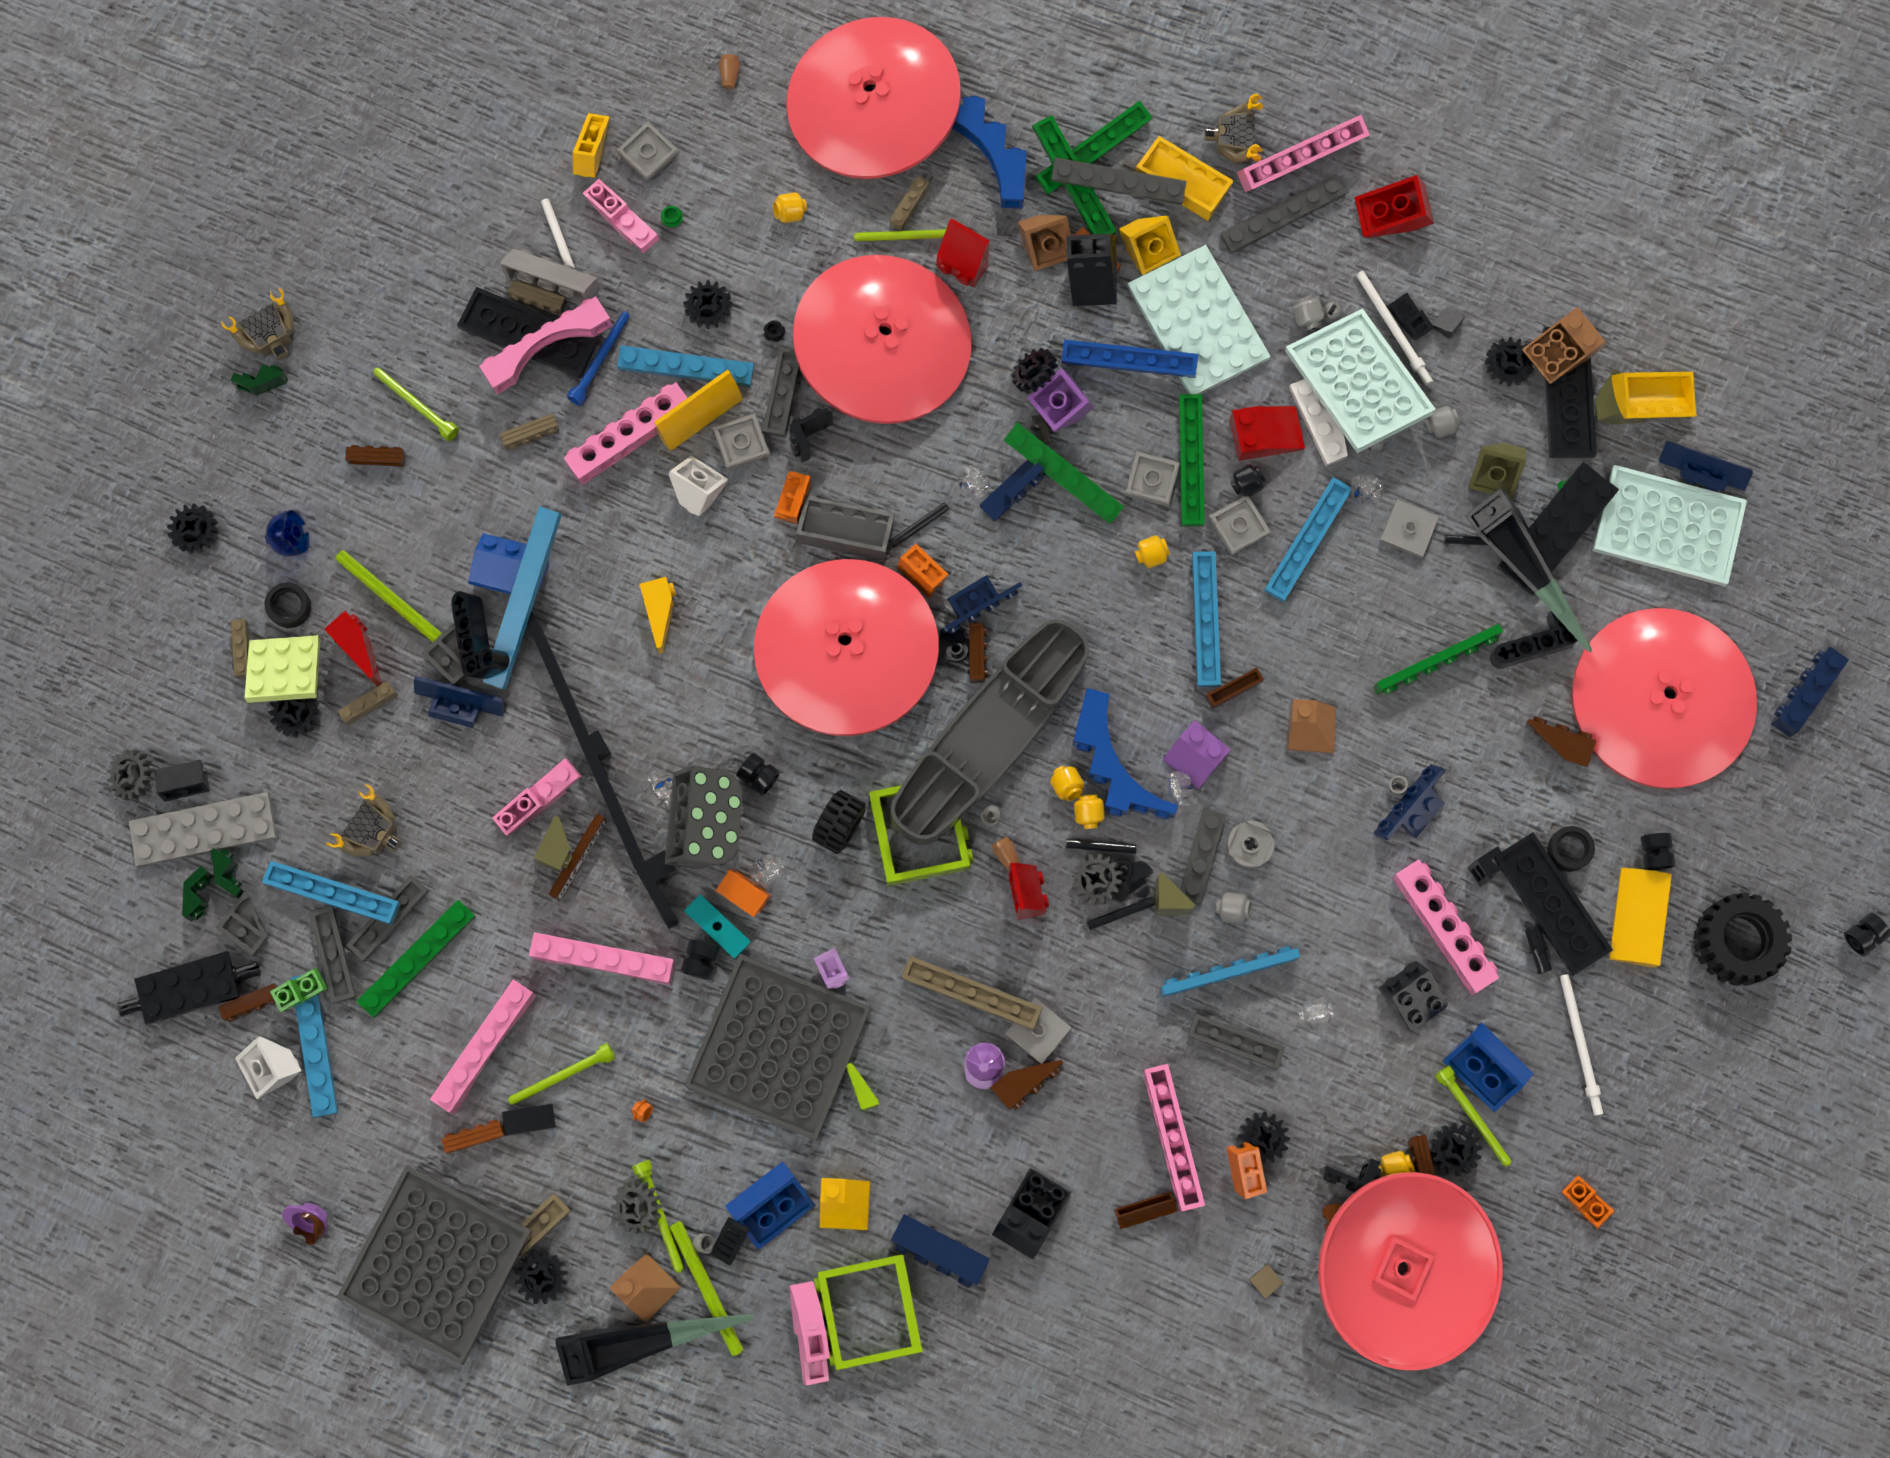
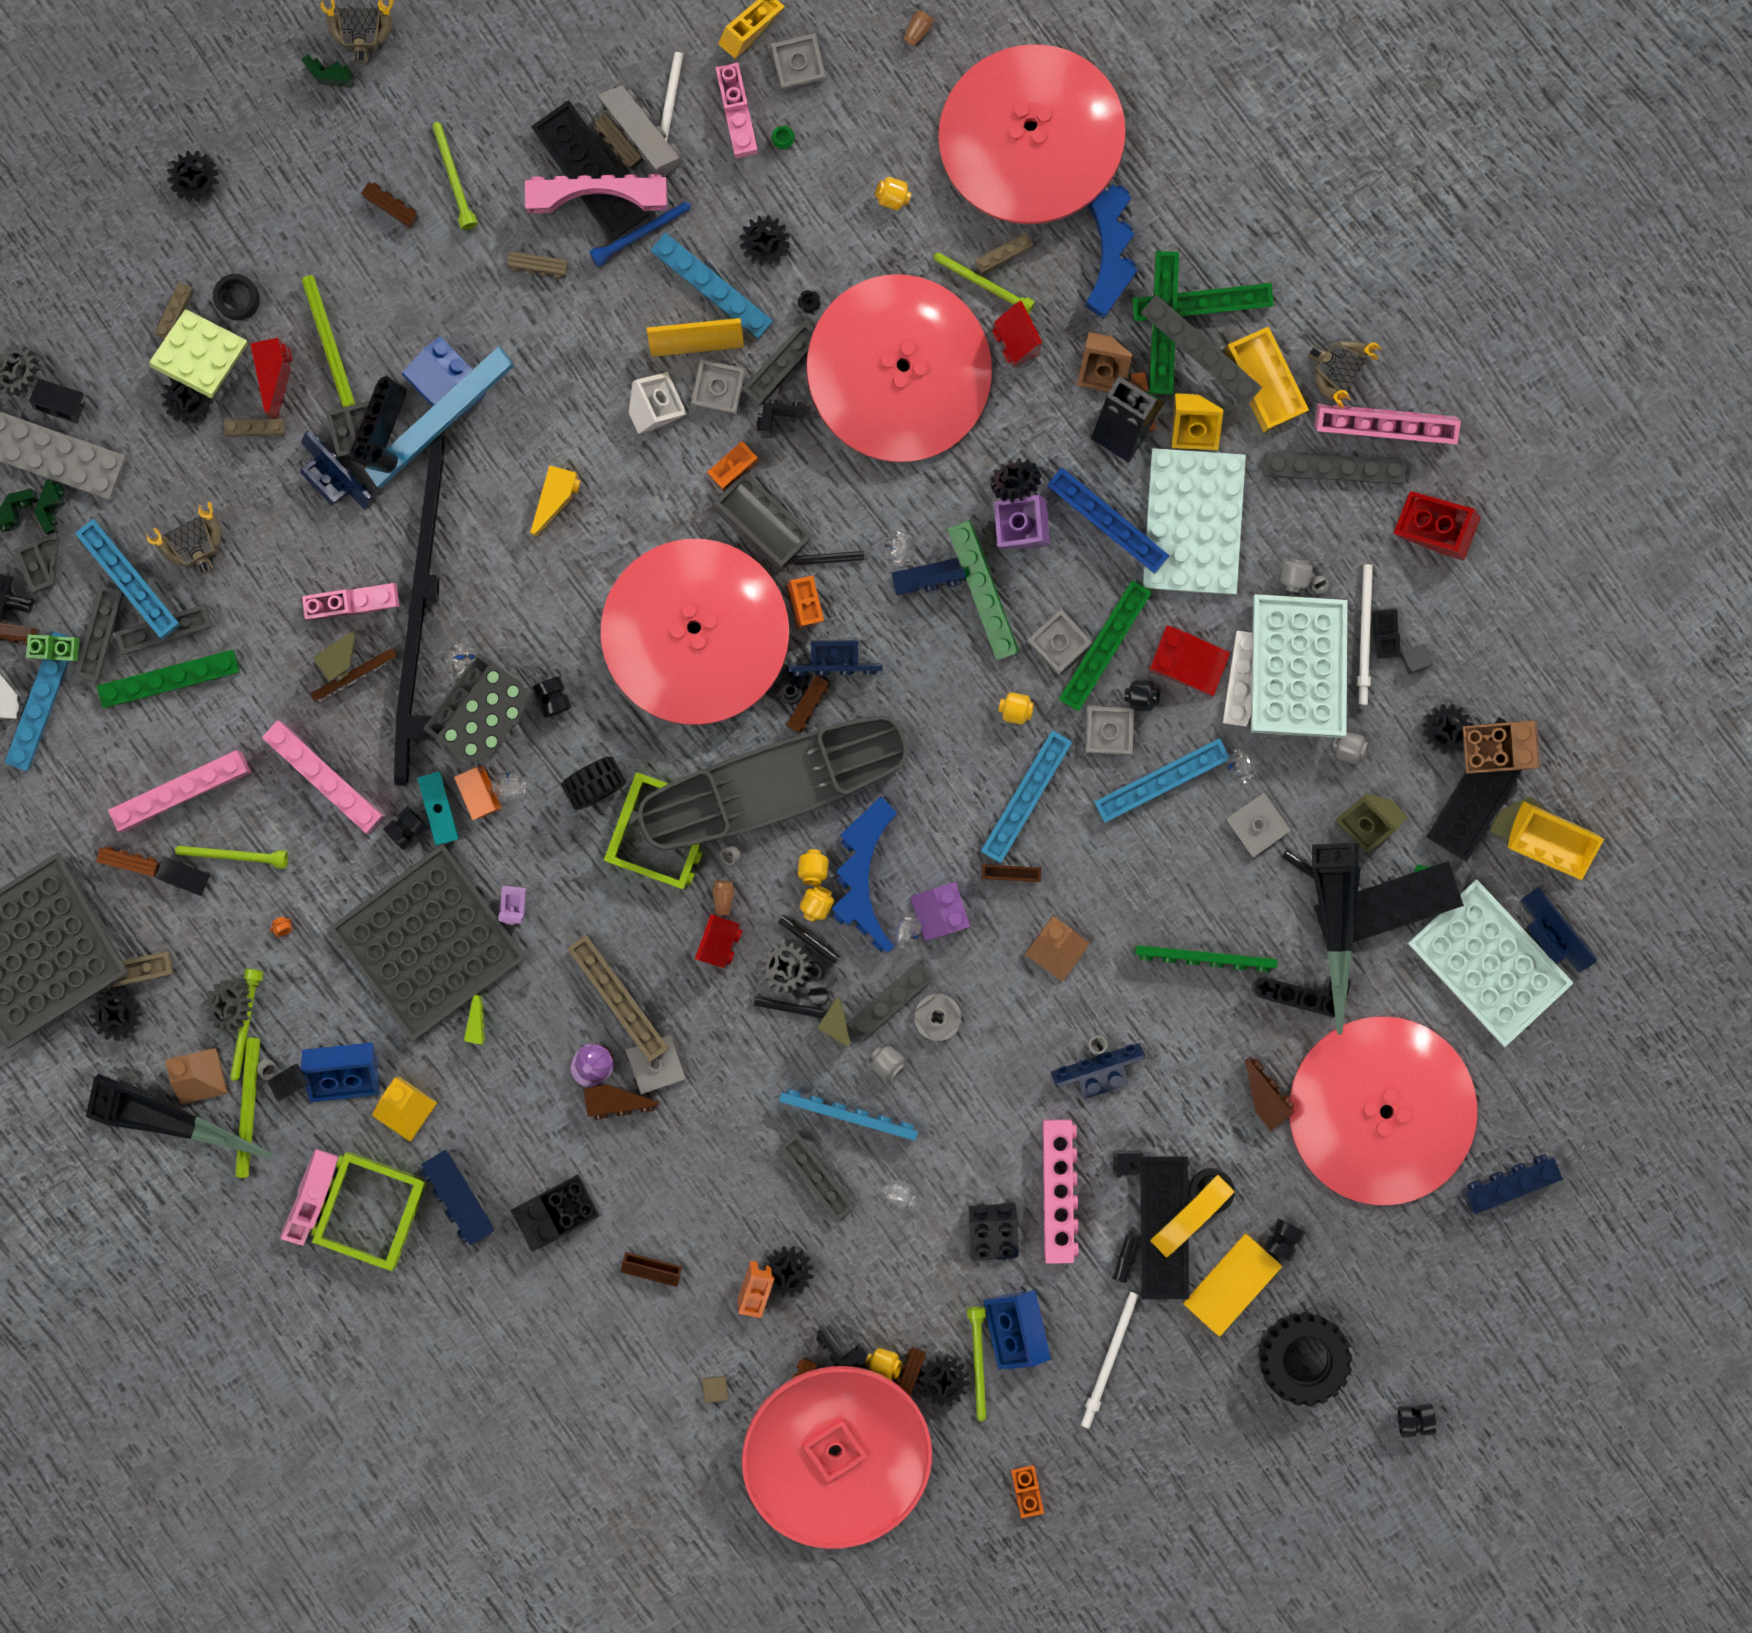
camera: 30 degrees right, 10 degrees up
(286, 534) = (271, 232): clear blue cylinder -> none
(623, 445) = (611, 327): bright pink brick -> none
(1173, 1138) = (711, 1225): bright pink brick -> none
(1571, 878) = (1192, 1216): none -> yellow slope

